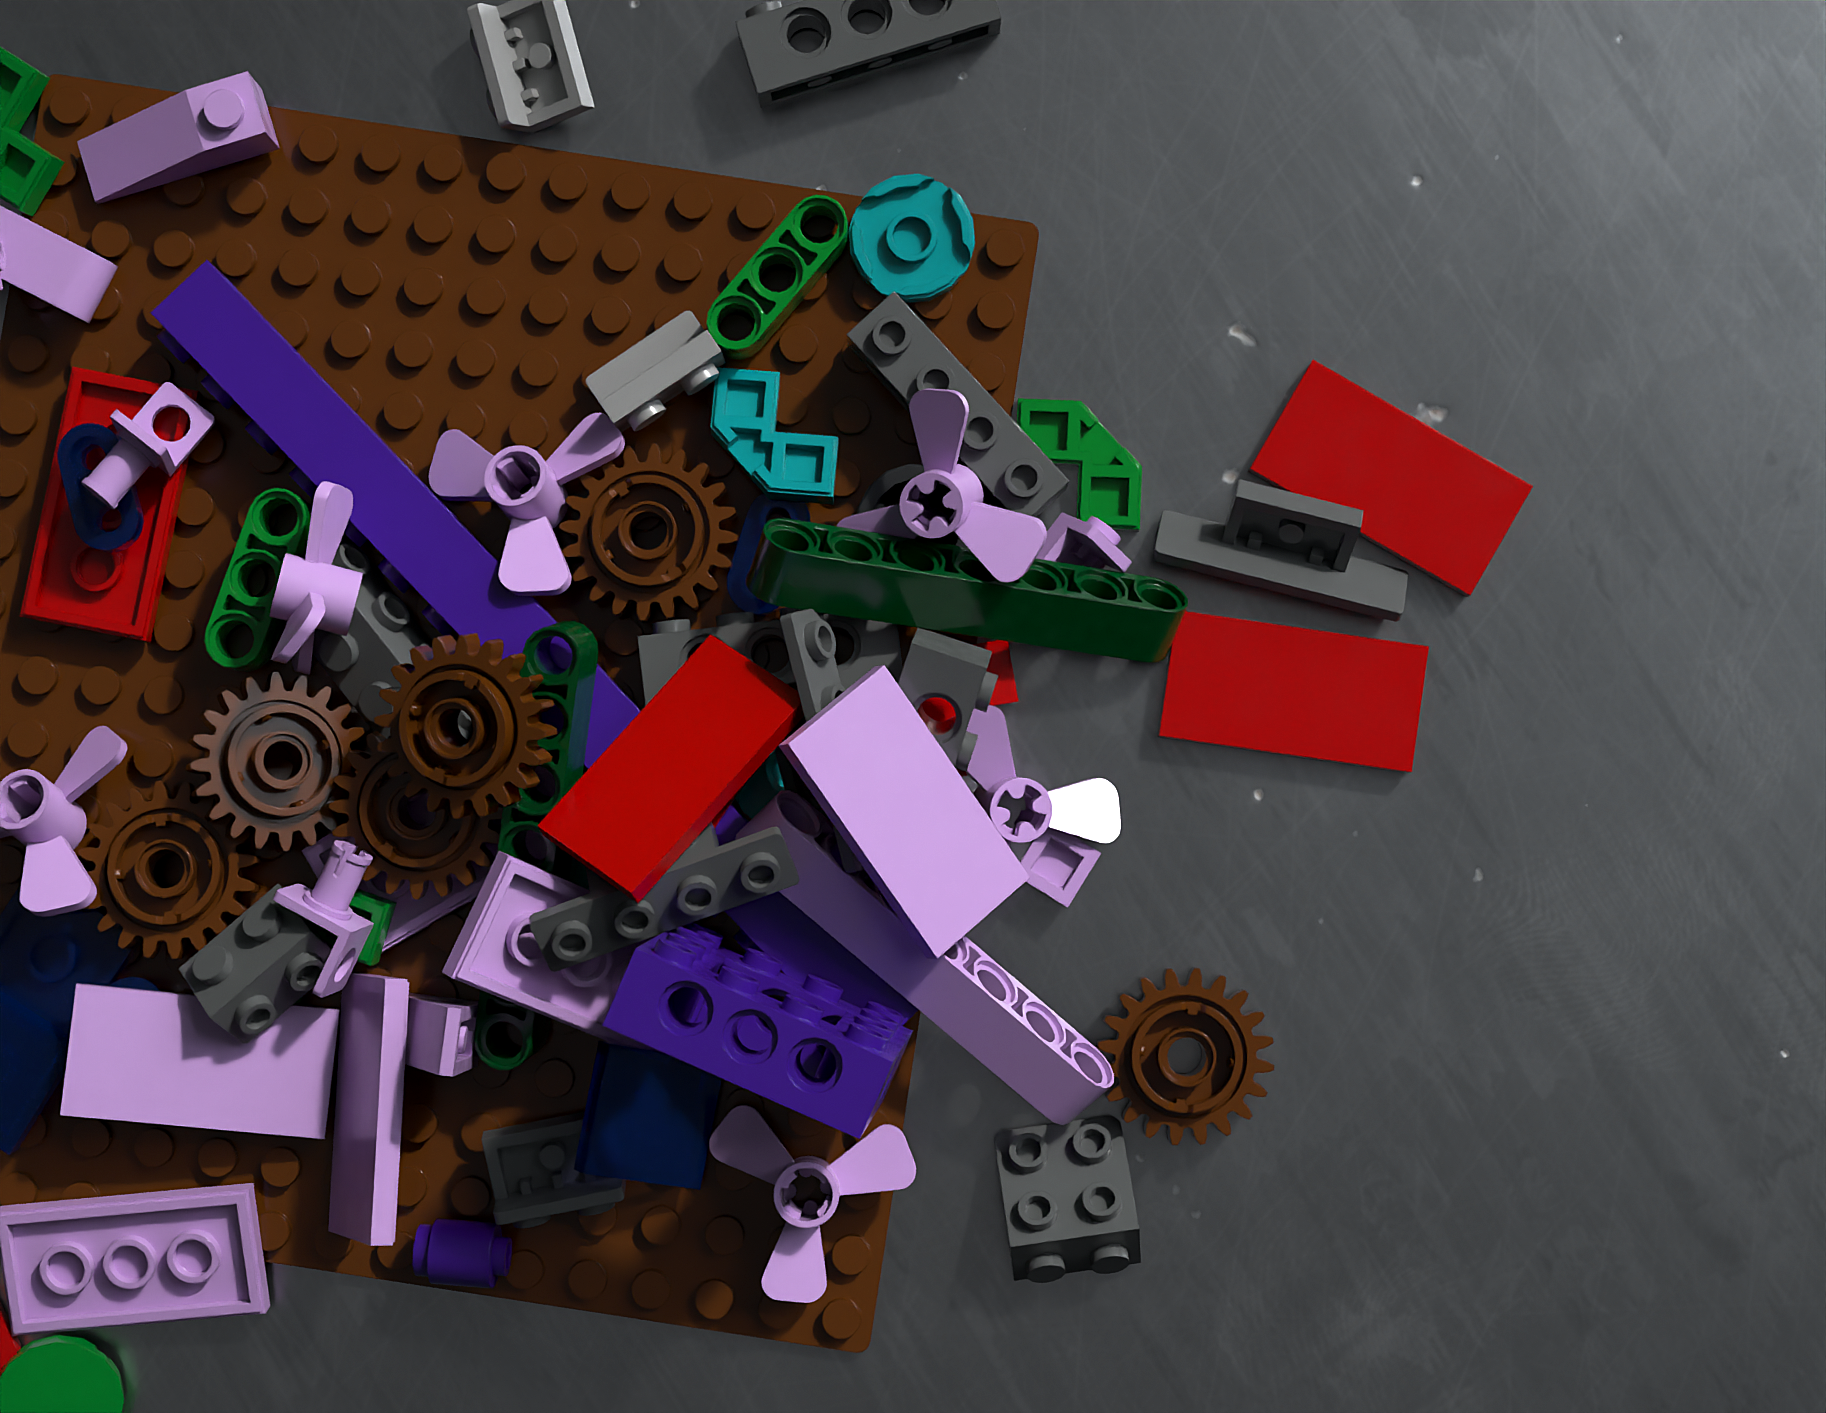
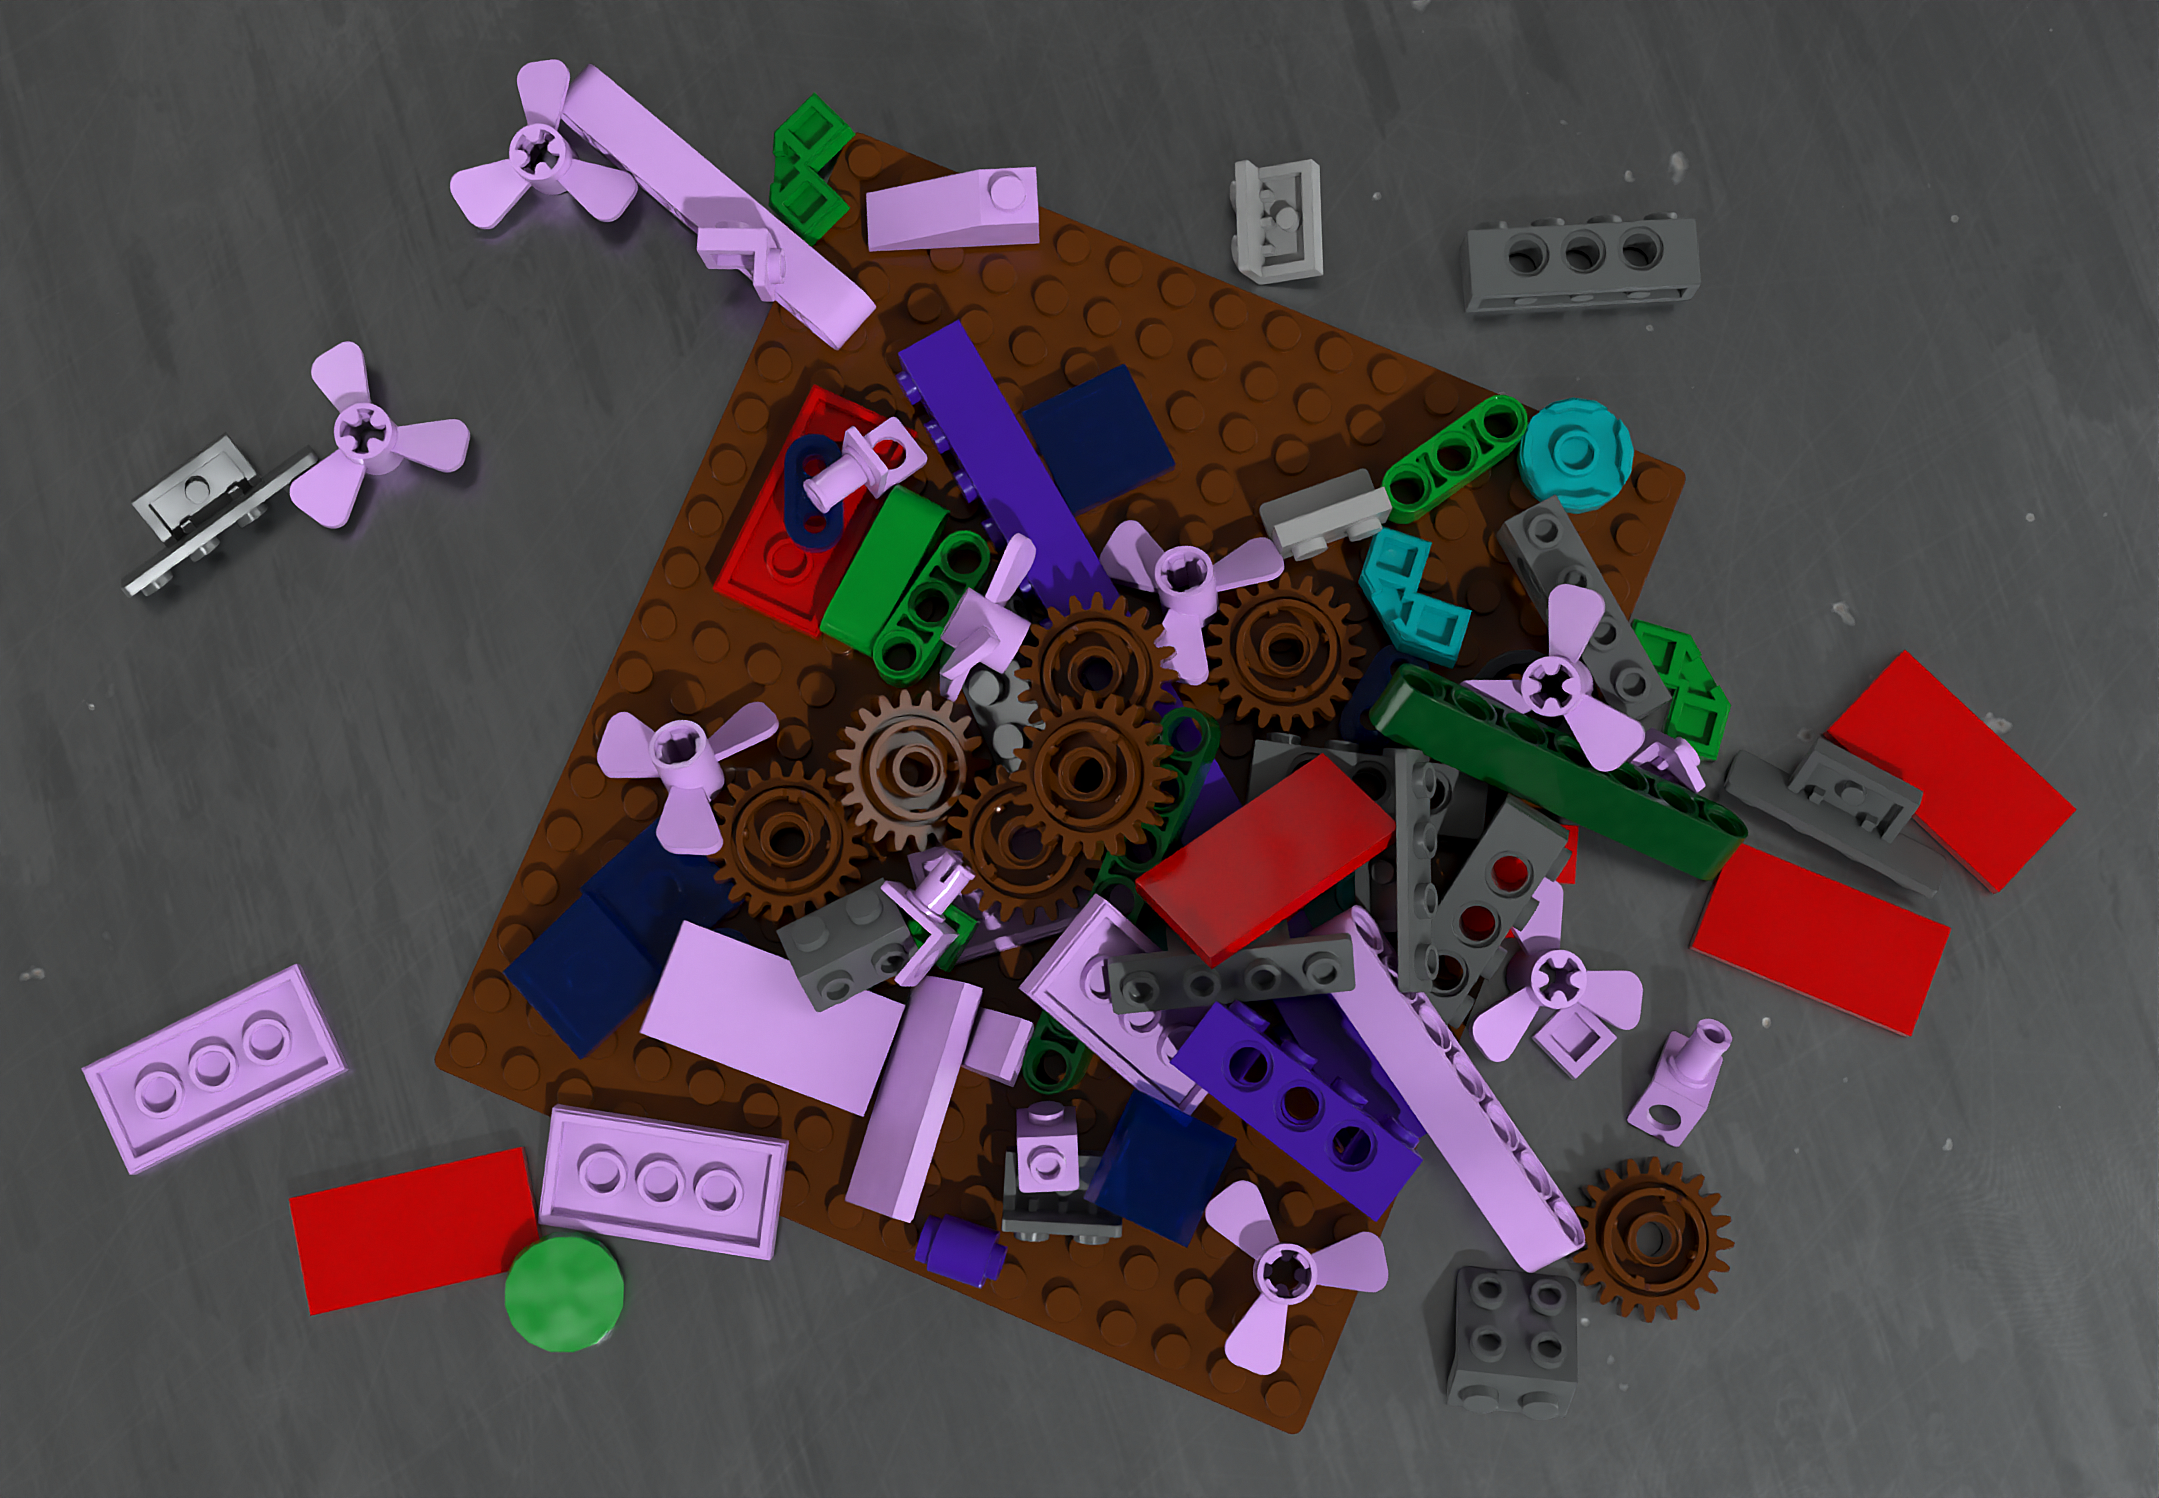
camera: 15 degrees right, 5 degrees down
(197, 547) = (884, 568): none -> green beam
(395, 350) = (1098, 440): none -> clear blue tile
(442, 567) = (1091, 637): none -> reddish brown gear
(524, 1123) = (1047, 1147): none -> lavender bracket
(904, 811) = (1464, 950): lavender tile -> none
(1181, 880) = (1683, 1080): none -> lavender bracket

